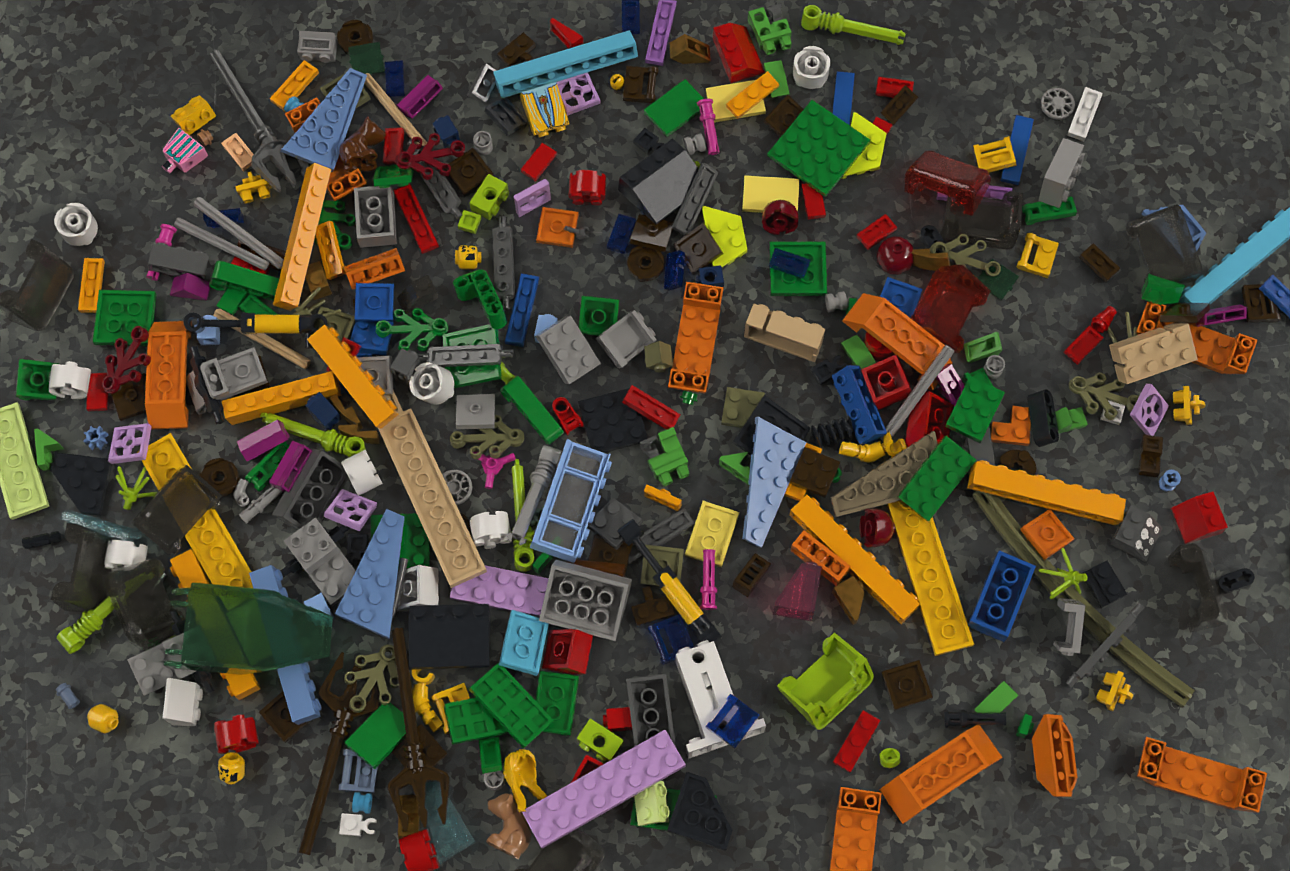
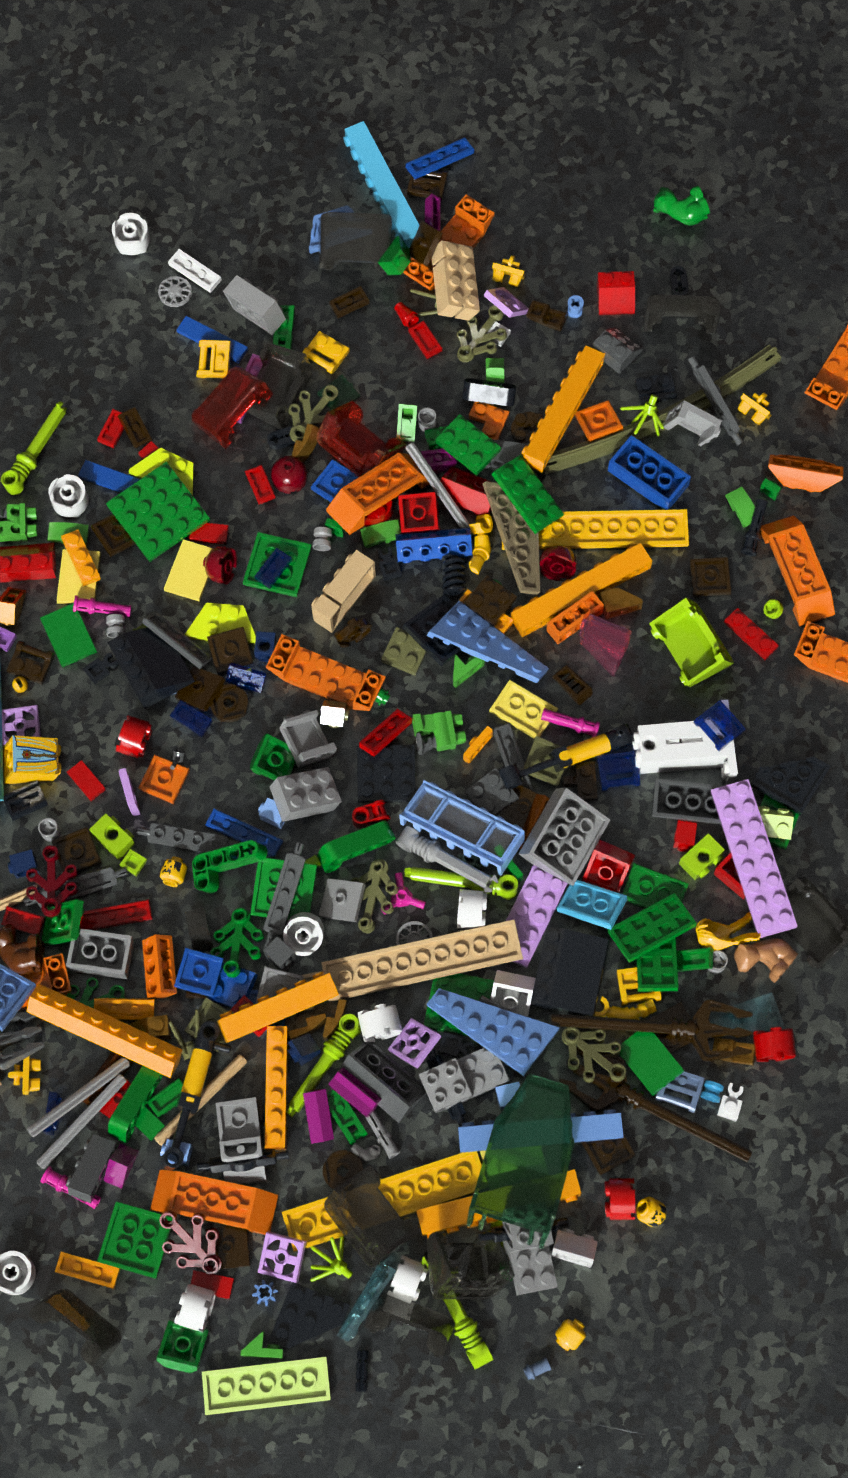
camera: 75 degrees left, 0 degrees up
(745, 351) = (355, 631): none -> dark brown plate
(1102, 46) = (131, 234): none -> white brick

